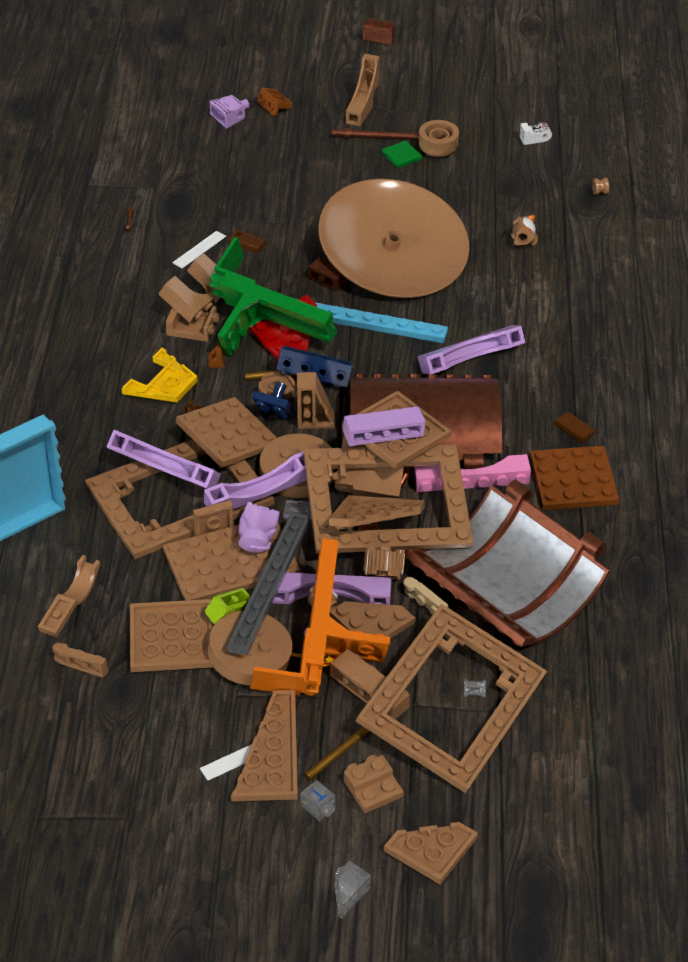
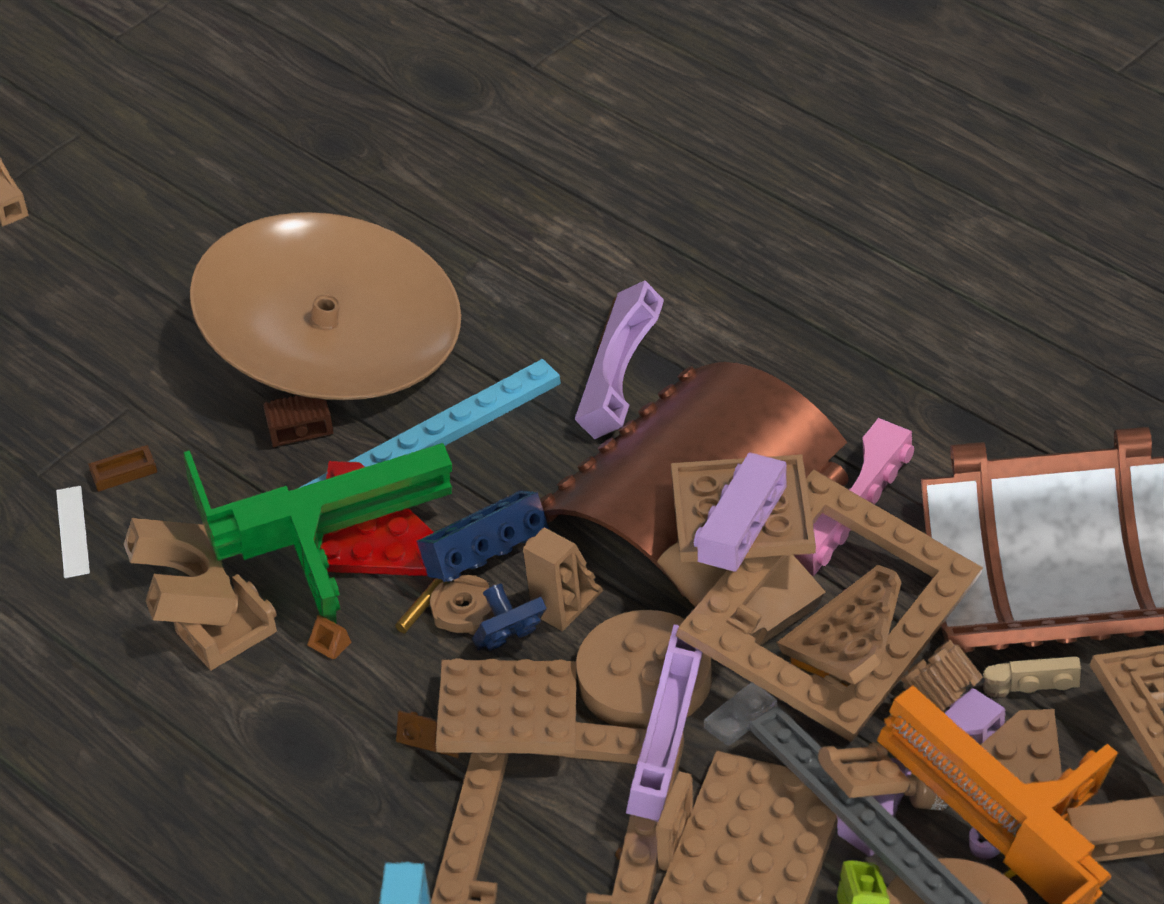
camera: 45 degrees left, 0 degrees up
(163, 460) = (502, 810): lavender arch -> none
(168, 384) = (325, 718): yellow wing -> none
(257, 527) = (741, 778): lavender hair -> none
(292, 566) = (870, 778): none -> medium nougat plate
(348, 133) = (33, 233): copper bar -> none
(402, 154) = (141, 207): green piece -> none
(438, 138) = (170, 149): medium nougat piece -> none
(524, 231) = (451, 175): medium nougat animal -> none
(534, 133) = (271, 55): white leg -> none
(574, 478) = (949, 399): dark orange plate -> none
(575, 427) = (859, 348): reddish brown tile -> none
(600, 186) = (447, 58): medium nougat wheel -> none

